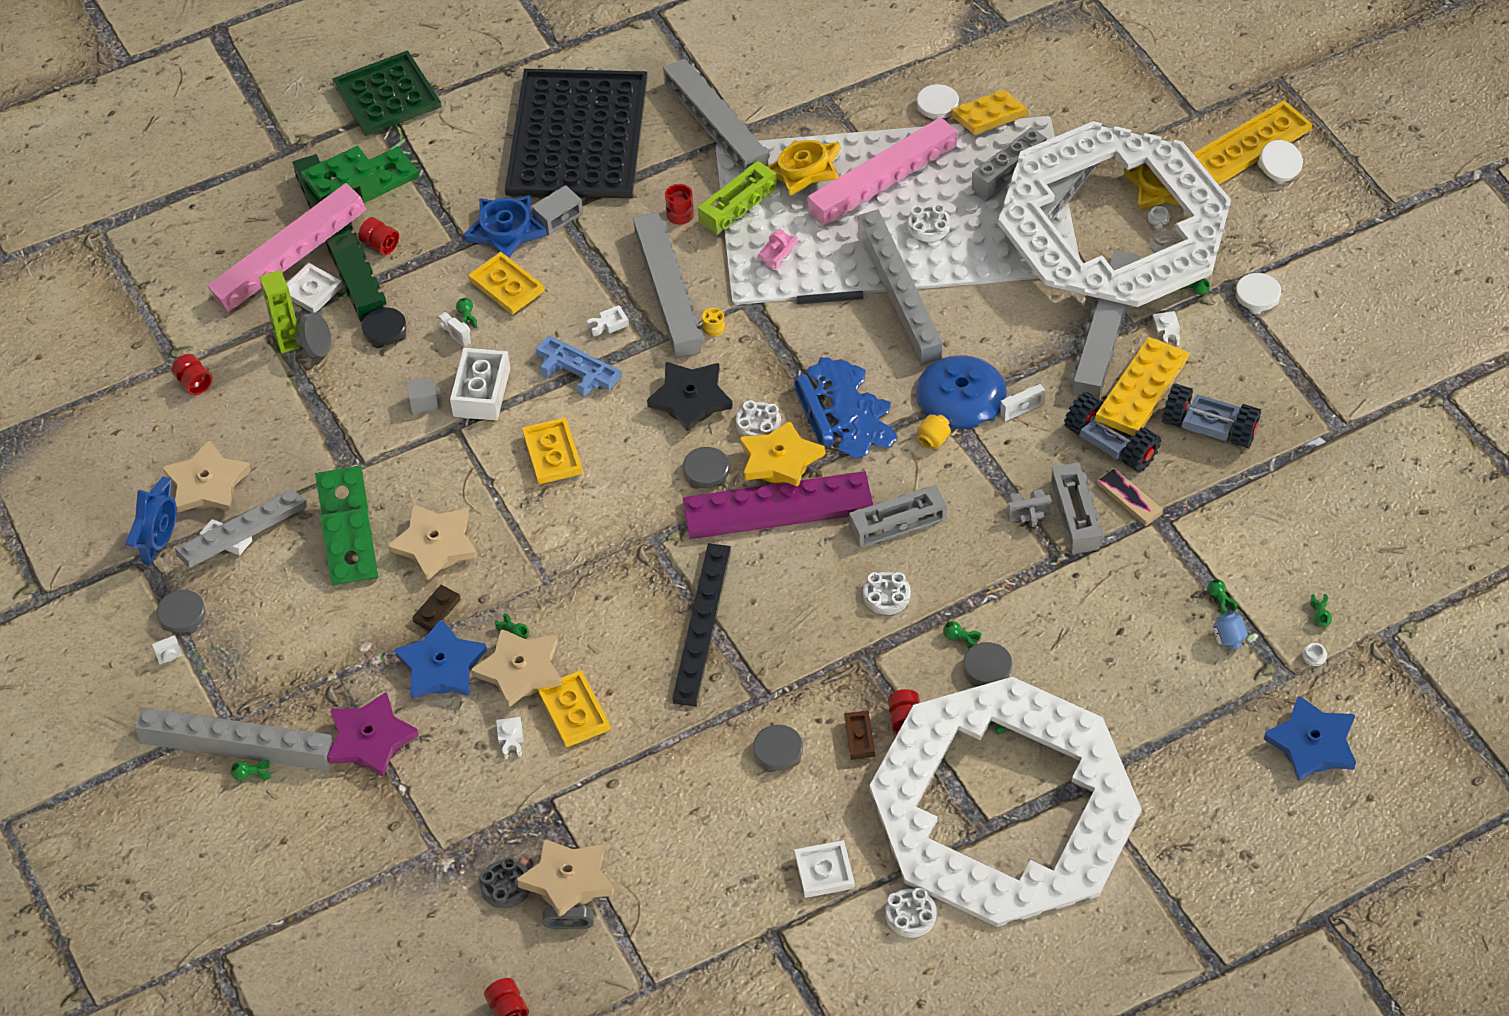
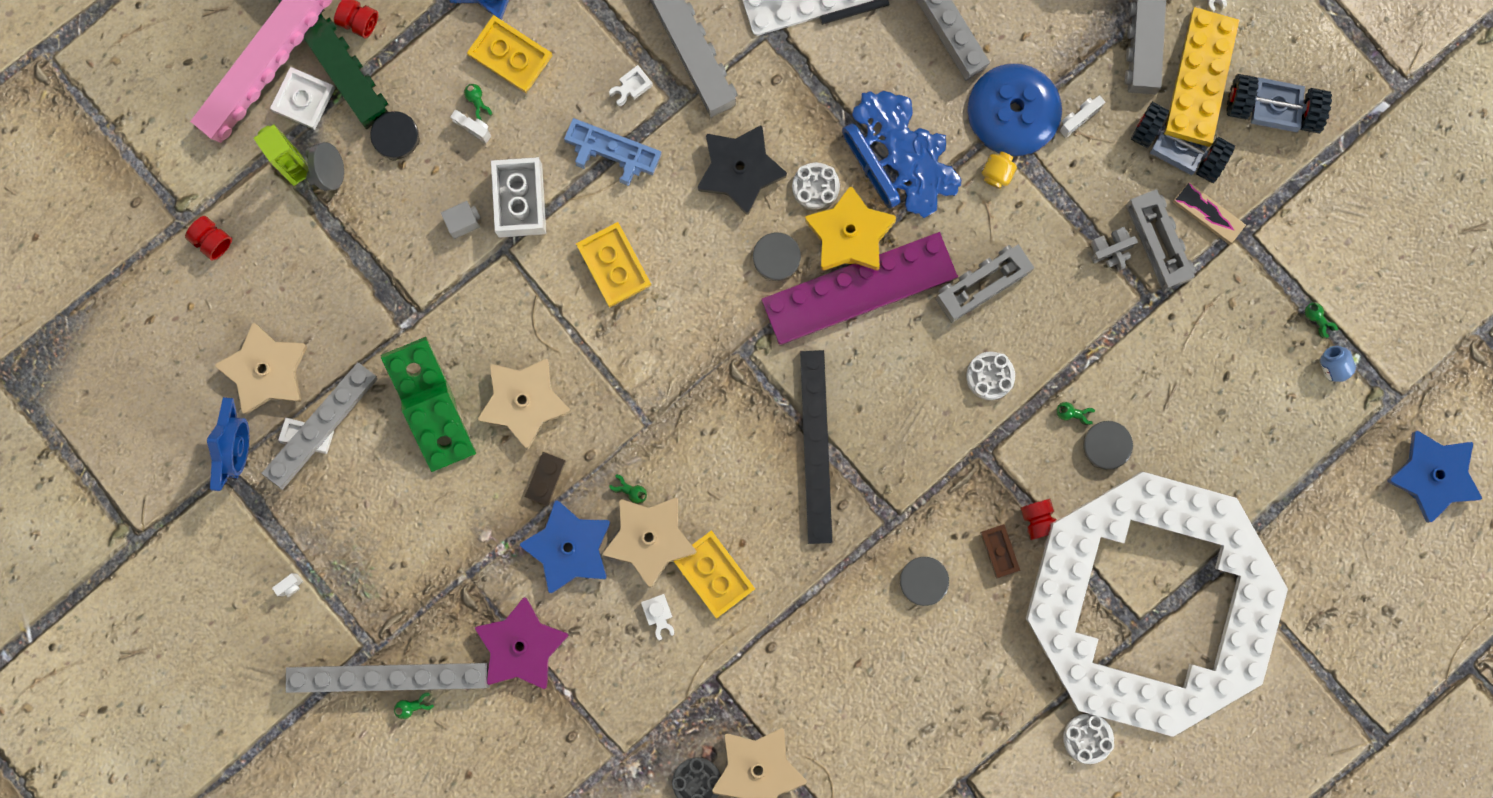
camera: 15 degrees left, 30 degrees up
(181, 611) = (287, 534): dark grey tile -> none
(713, 321) = (741, 62): yellow wheel -> none
(824, 869) = (998, 709): white plate -> none
(1314, 654) = (1420, 372): white plate -> none
(1322, 616) = (1420, 324): green arm -> none

